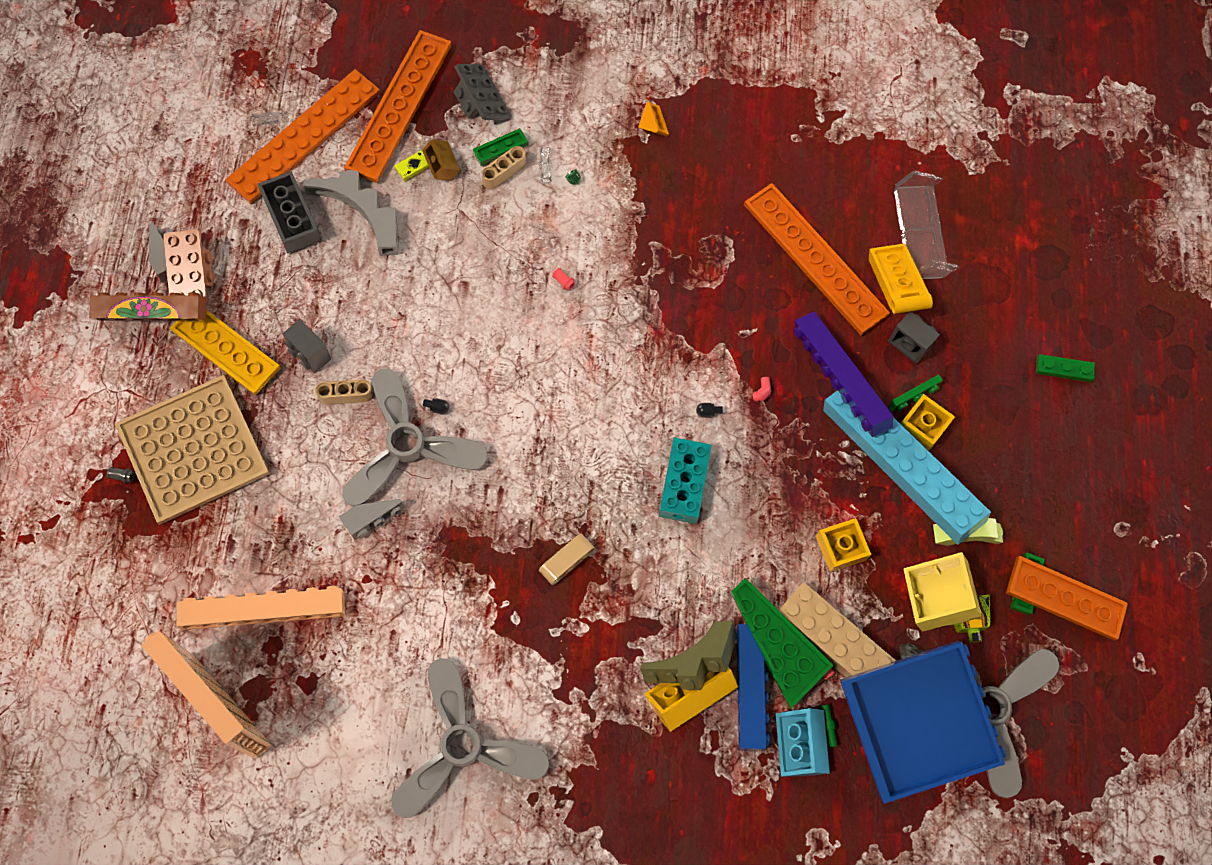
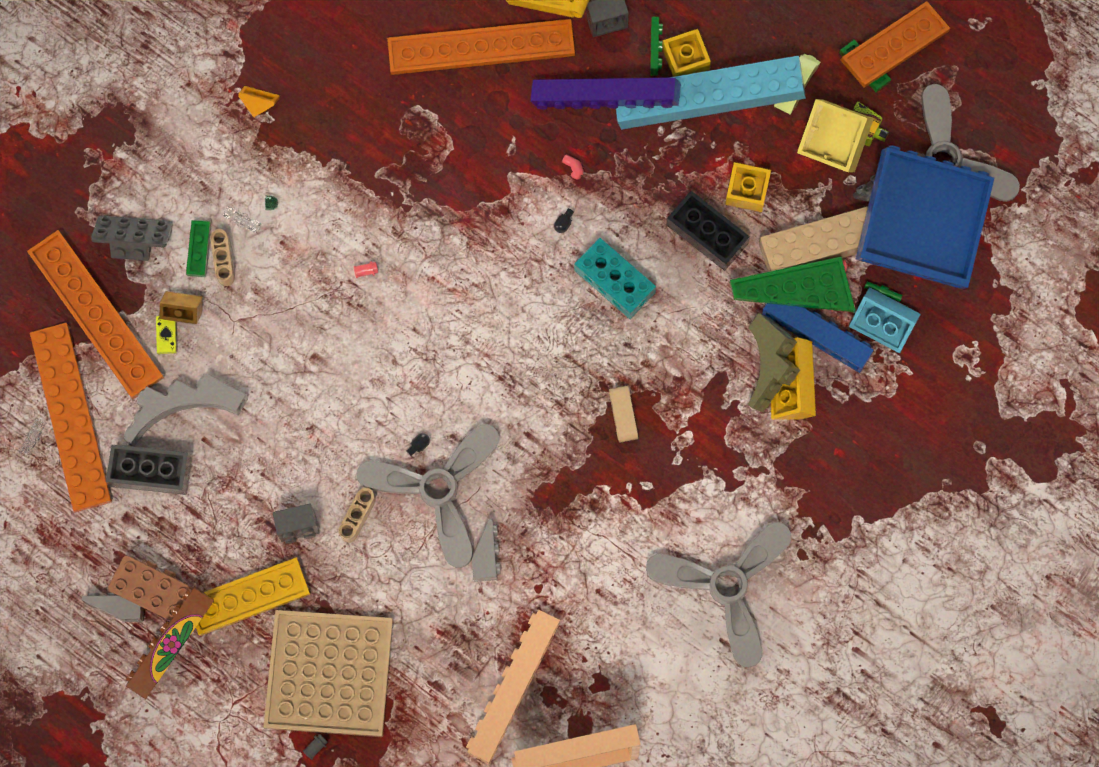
camera: 50 degrees left, 5 degrees up
(780, 534) = (707, 230): none -> black brick

